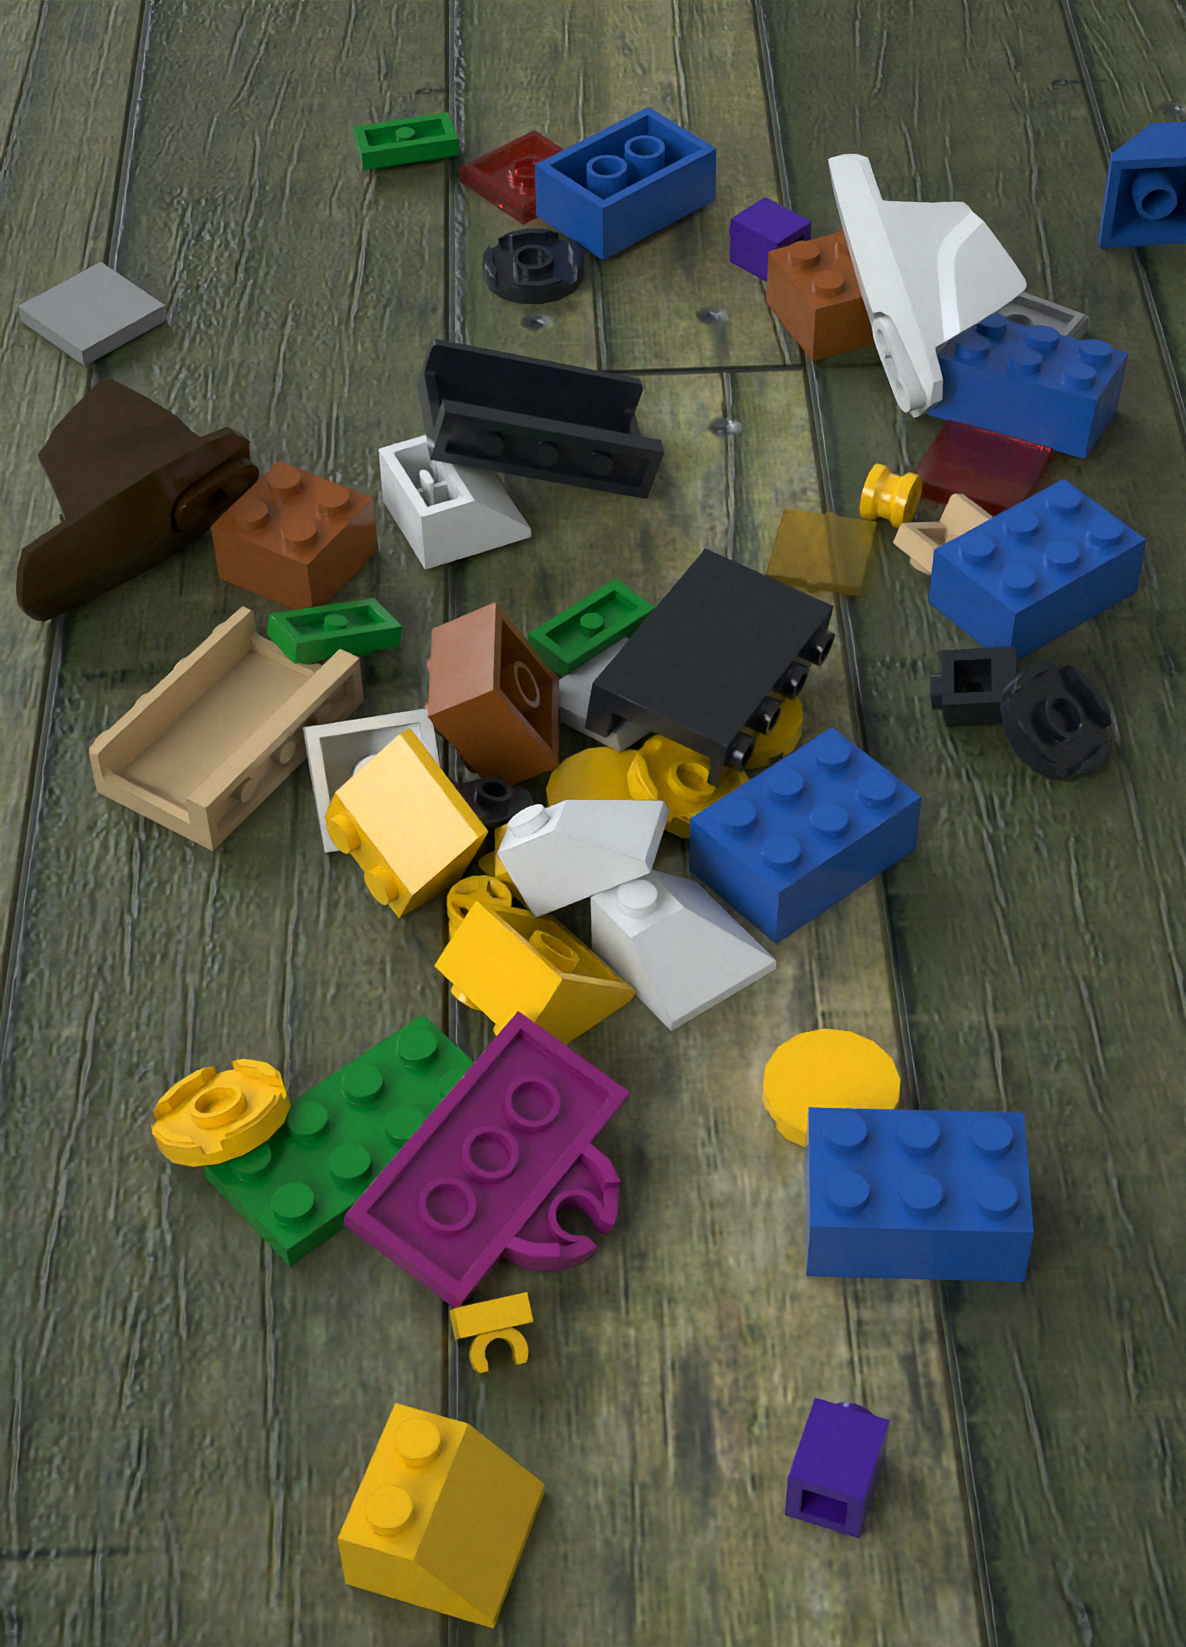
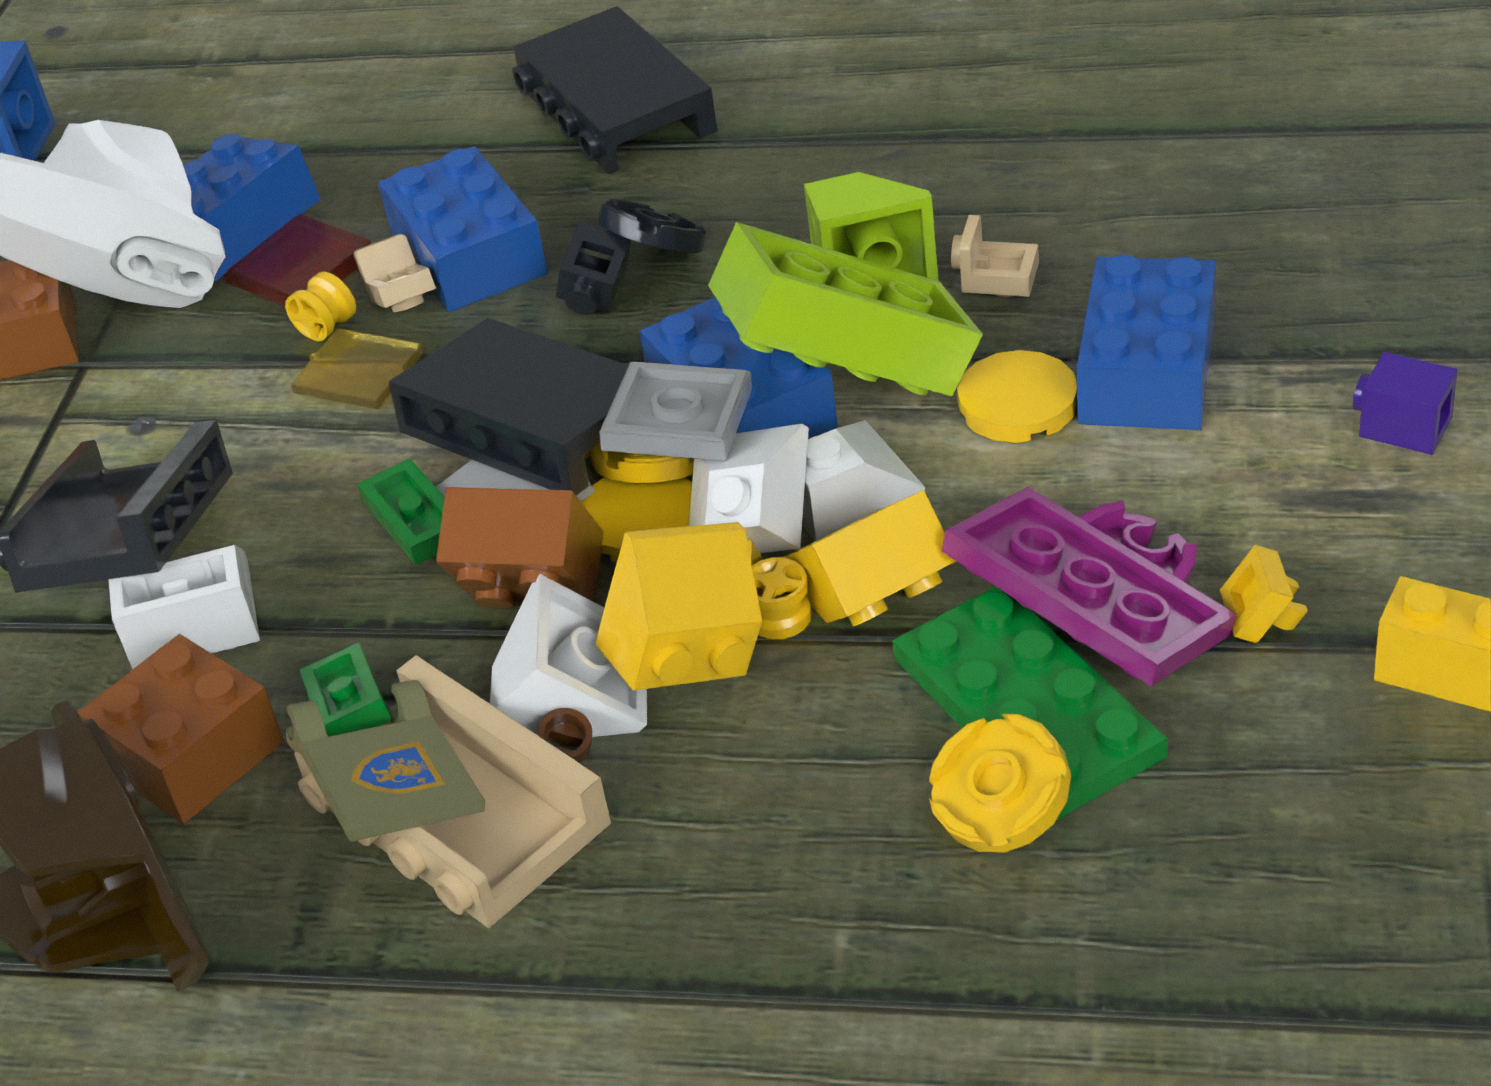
camera: 75 degrees left, 5 degrees down
(211, 667) = (387, 773): none -> olive flag
(277, 790) = (568, 728): none -> reddish brown hinge
(652, 759) = (676, 411): none -> light grey tile
(847, 874) = (843, 311): none -> lime brick
(1034, 894) = (874, 221): none -> lime slope
(1055, 1035) = (993, 266): none -> tan bracket

